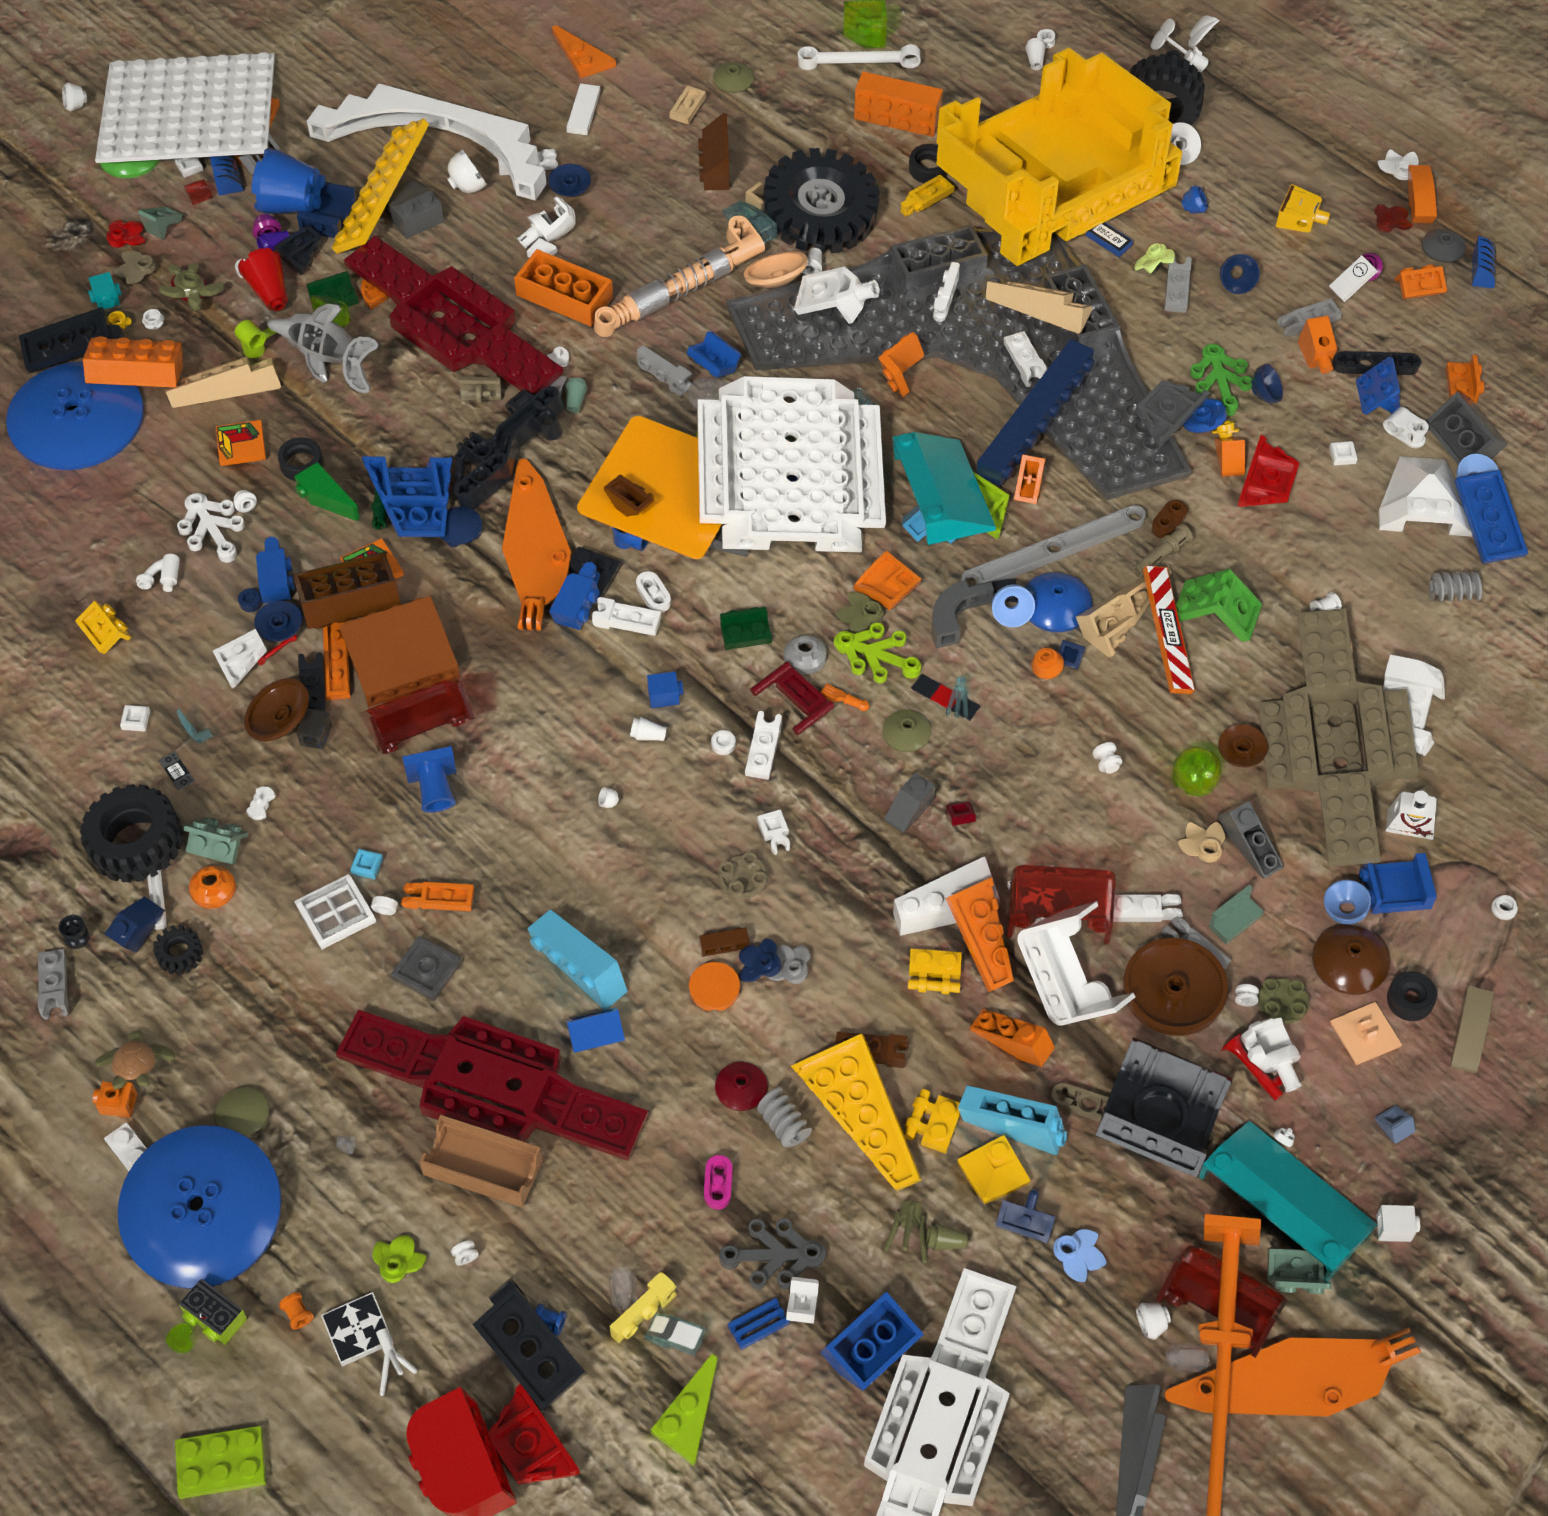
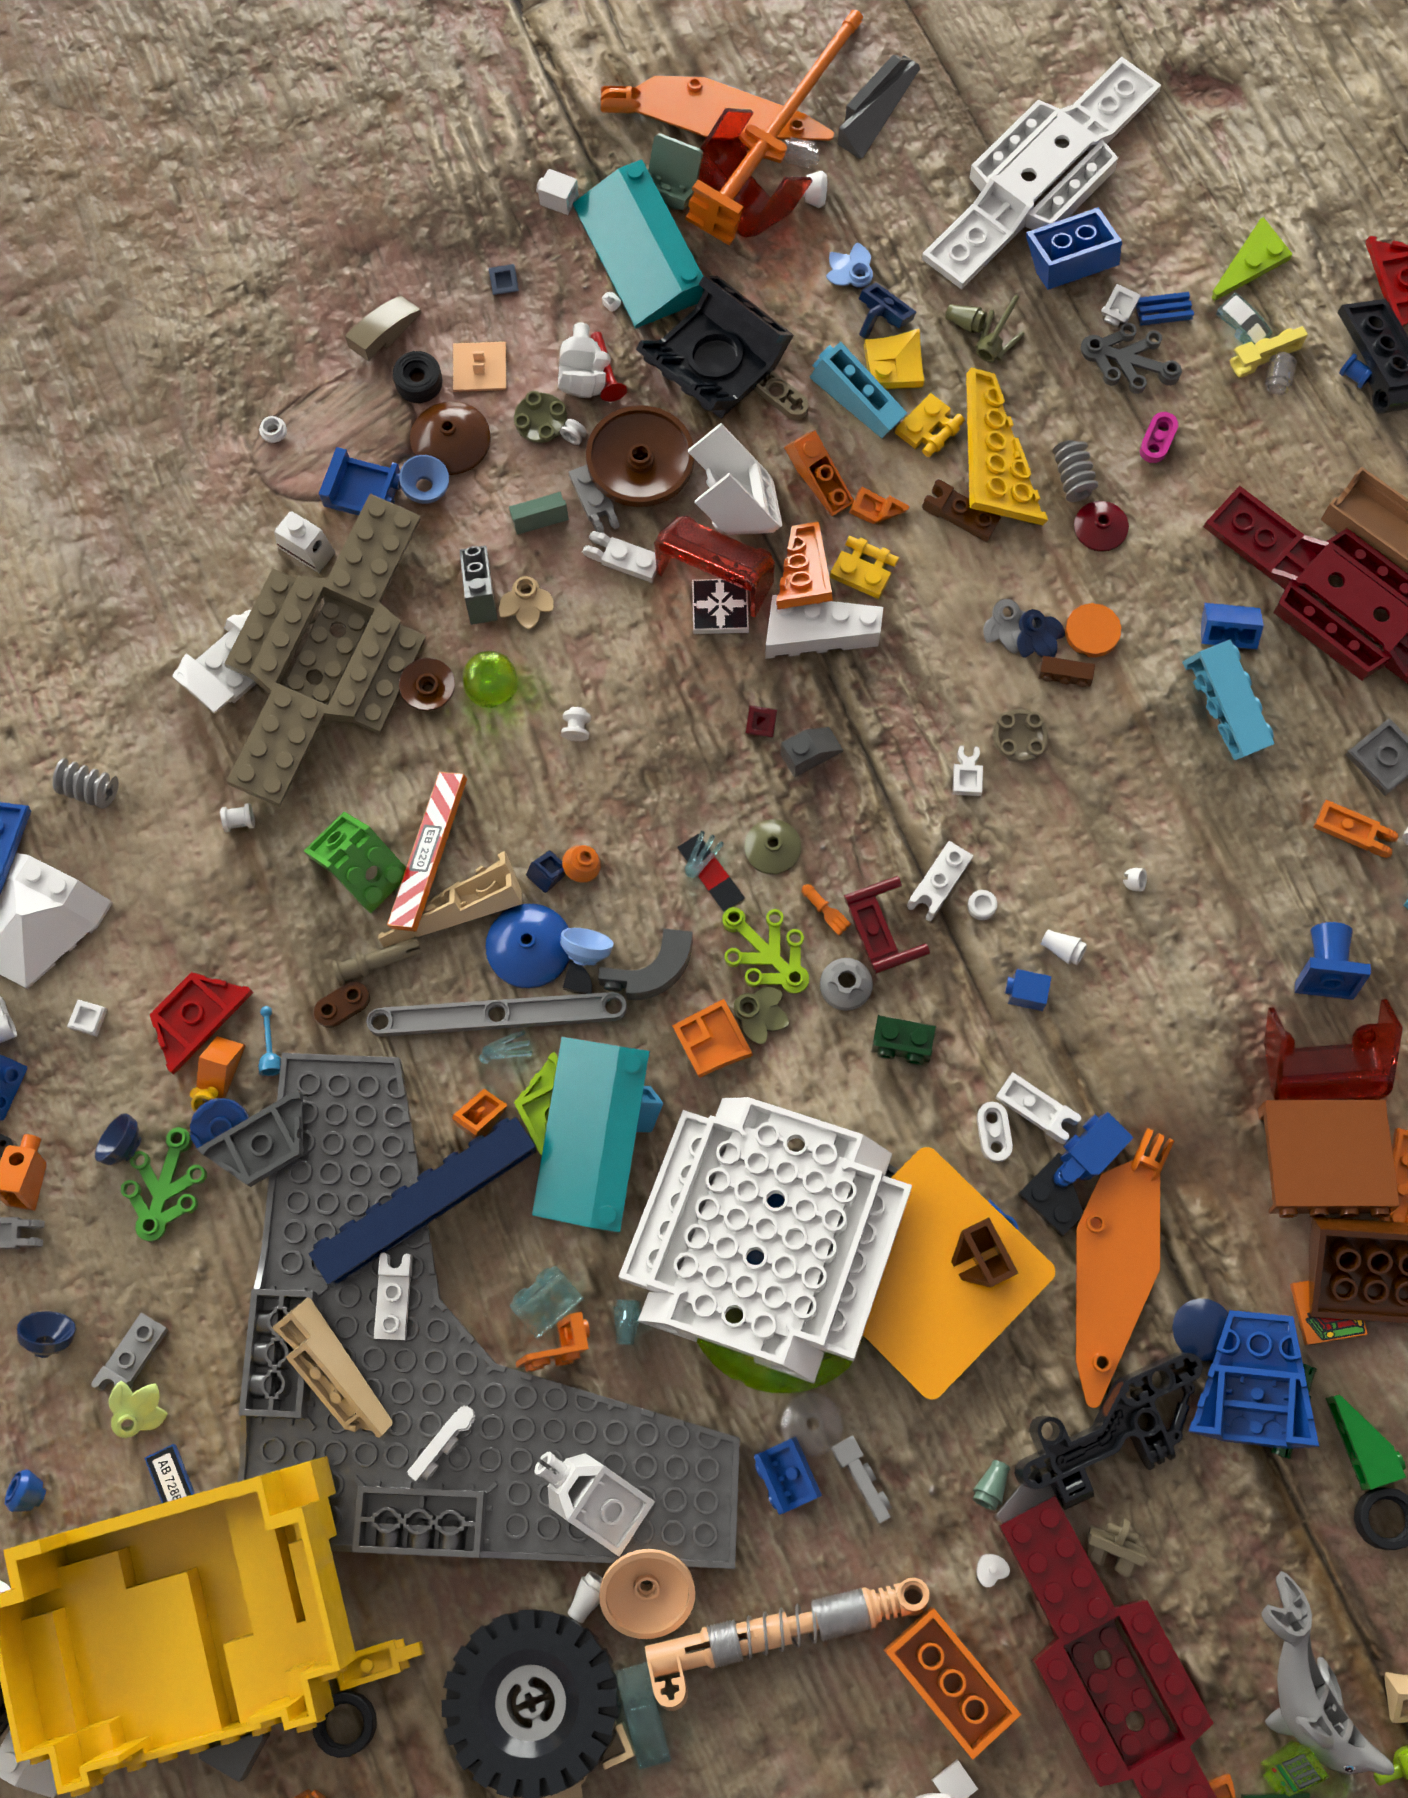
camera: 155 degrees left, 15 degrees up
(923, 396) = (545, 1301): none -> clear light blue bracket
(948, 1027) = (875, 508): none -> orange slope
(1039, 523) = (497, 1050): none -> clear light blue piece
(1196, 466) = (269, 1063): none -> dark azure hinge

